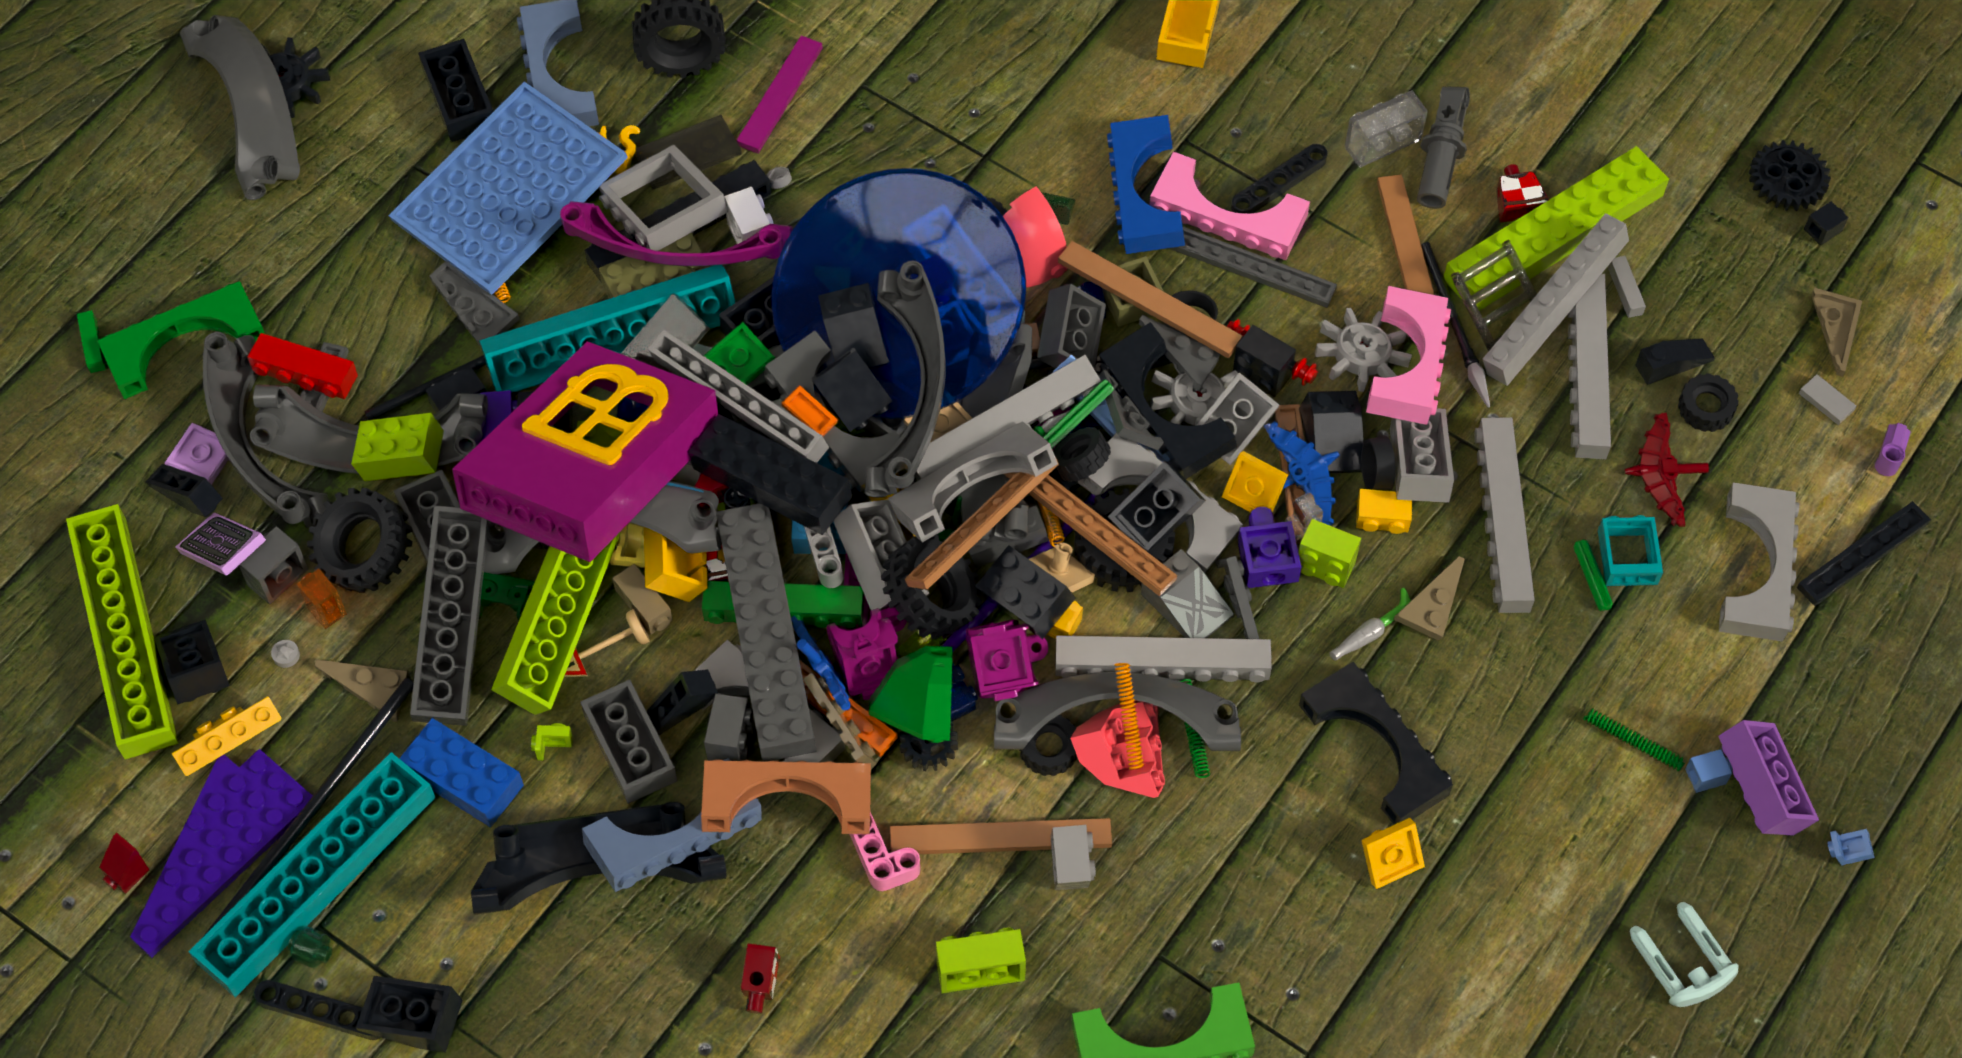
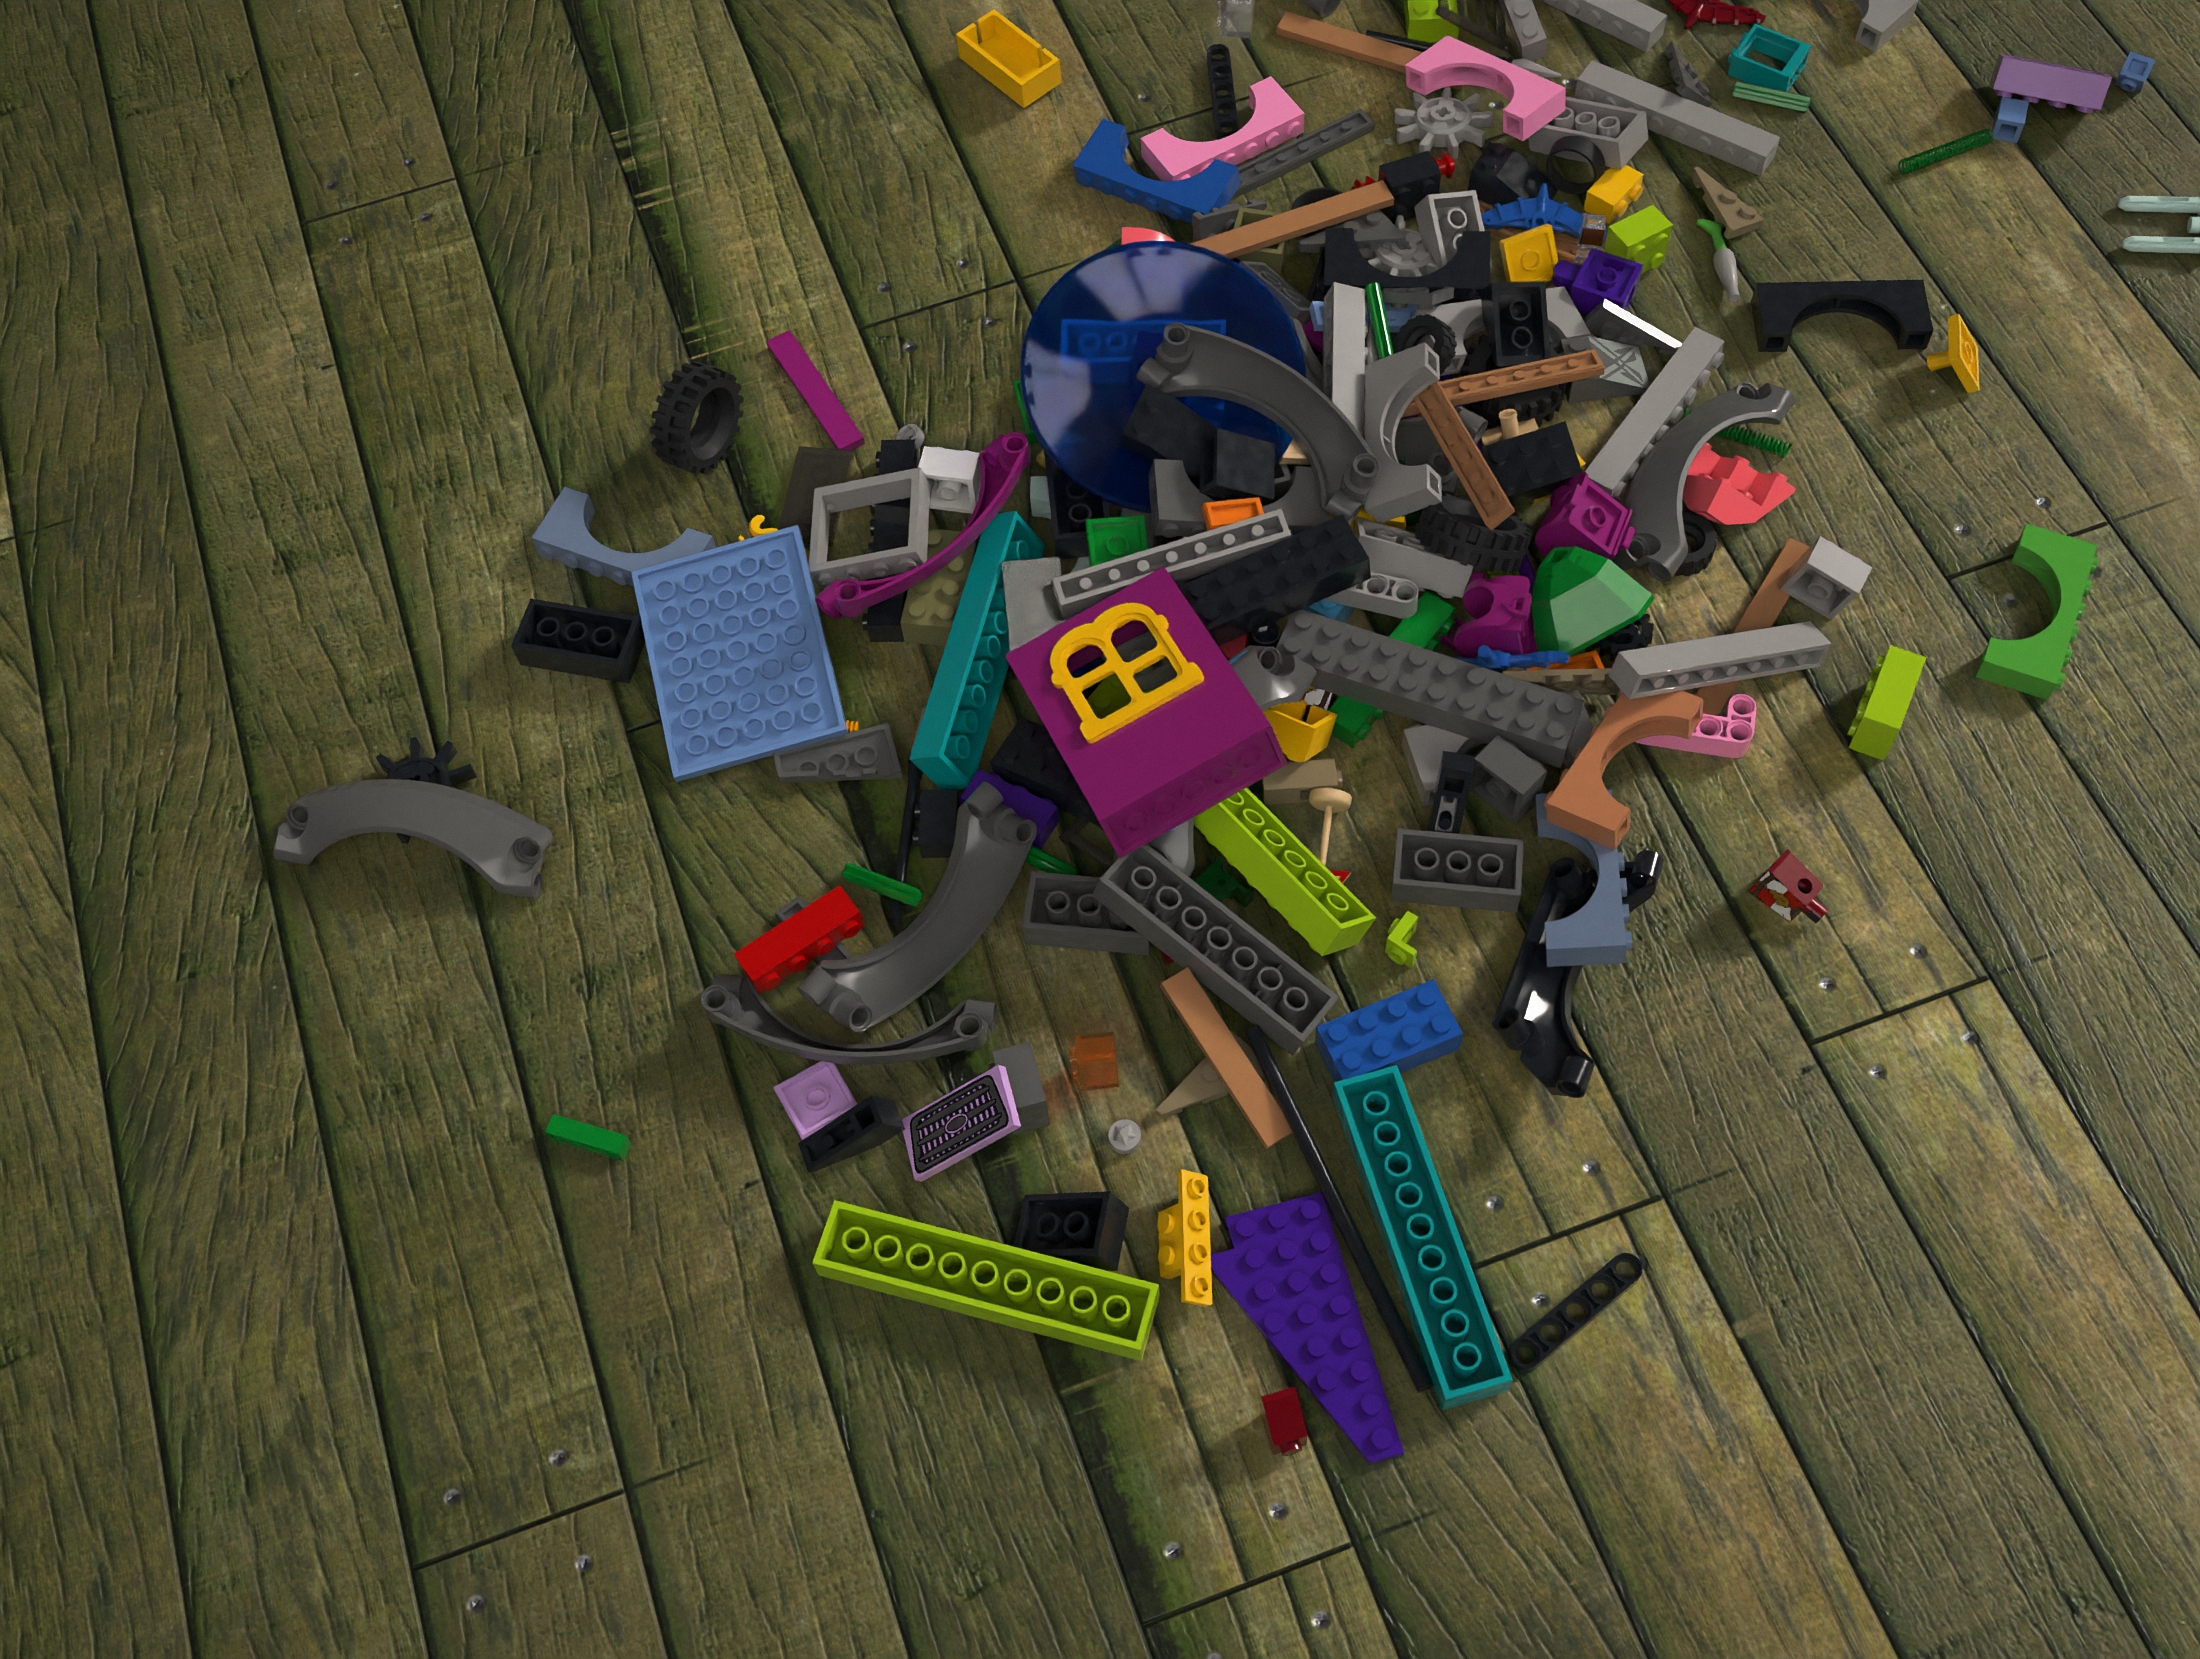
camera: 50 degrees left, 0 degrees up
(132, 348) = (661, 985): green arch -> none
(310, 947) = (1500, 1283): clear green head -> none
(333, 531) = (1014, 982): black tyre -> none
(377, 675) = (1226, 1057): none -> medium nougat tile
(384, 389) = (882, 884): none -> green axle
(397, 447) = (973, 897): lime brick -> none
(410, 1012) = (1641, 1221): black slope -> none
(924, 816) = (1719, 659): none -> light grey brick
(1127, 250) = (1220, 219): none -> dark grey wing
(1129, 691) = (1716, 450): light orange piece -> none
(1551, 502) = (1686, 77): none -> dark grey wing

